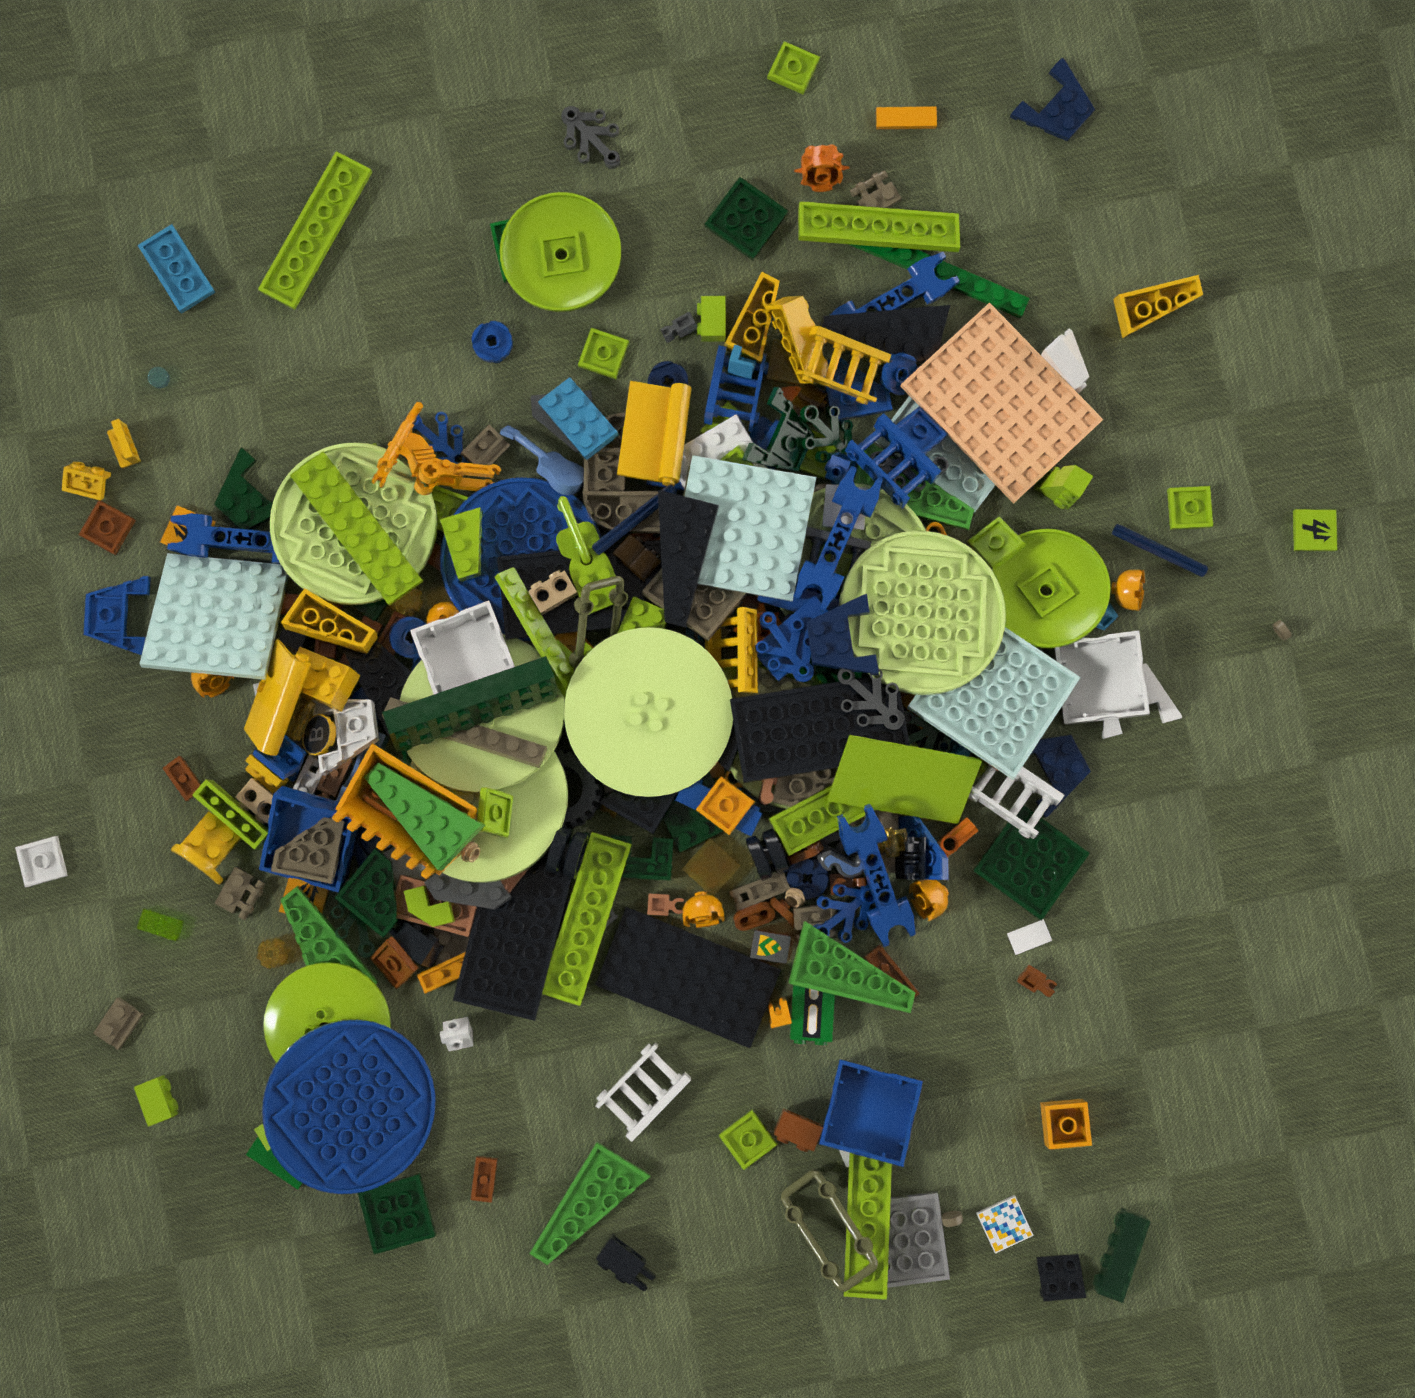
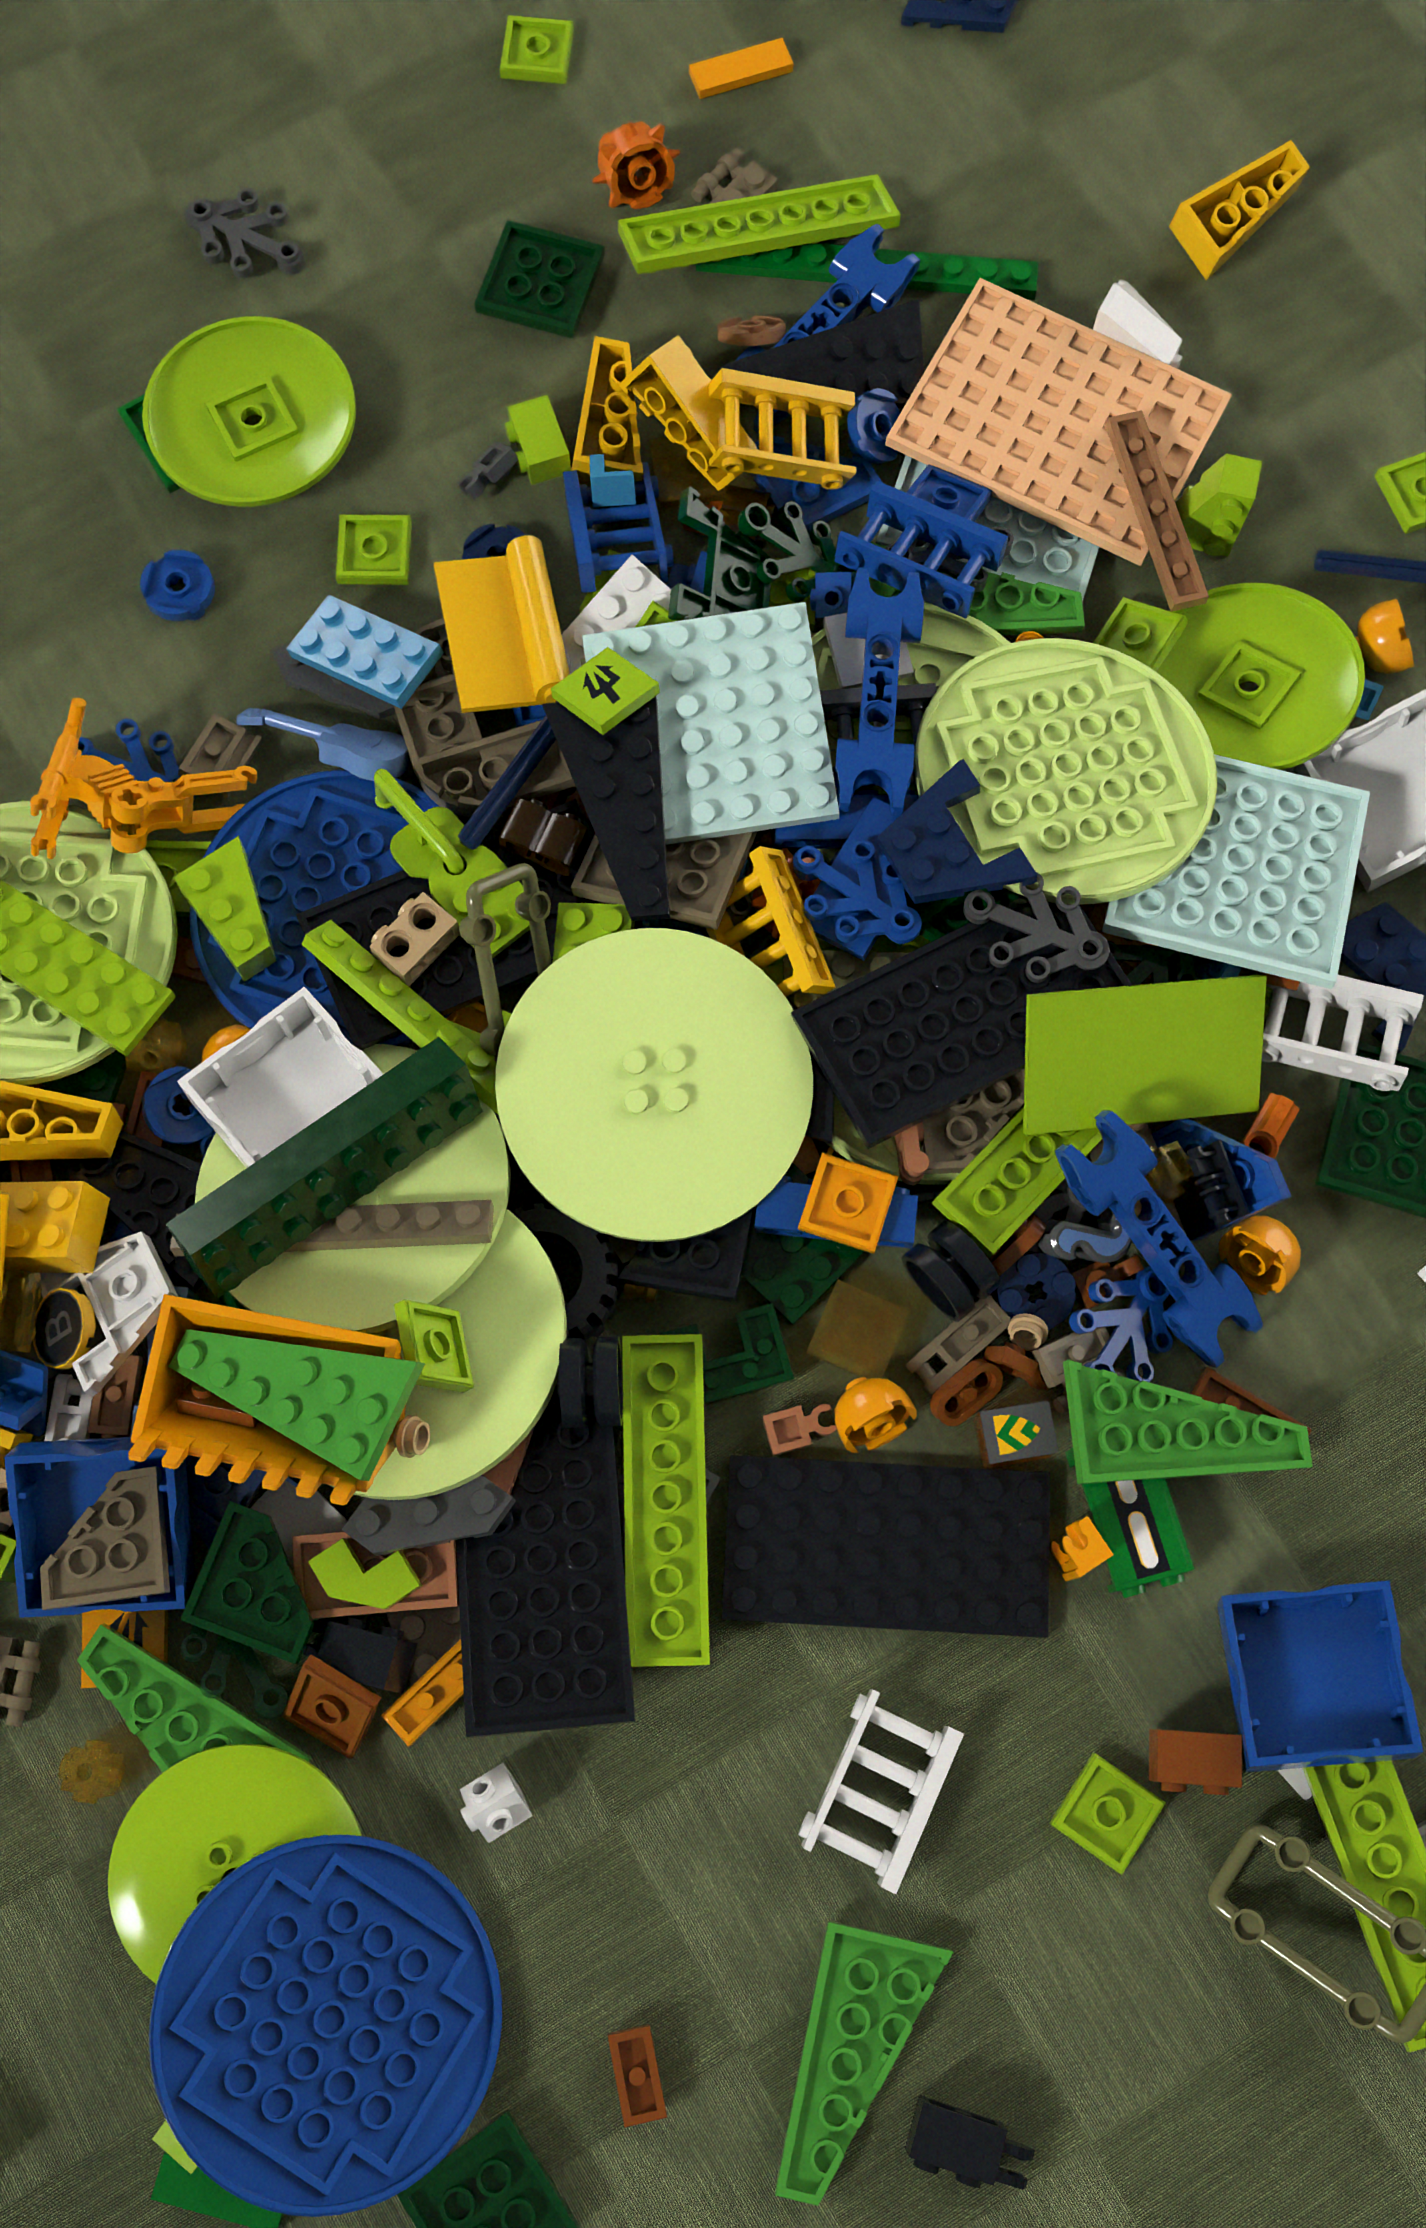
camera: 25 degrees left, 10 degrees down
(692, 495) = (605, 690): none -> lime tile
(851, 292) = (753, 332): none -> medium nougat tile
(1031, 477) = (1156, 511): none -> medium nougat plate

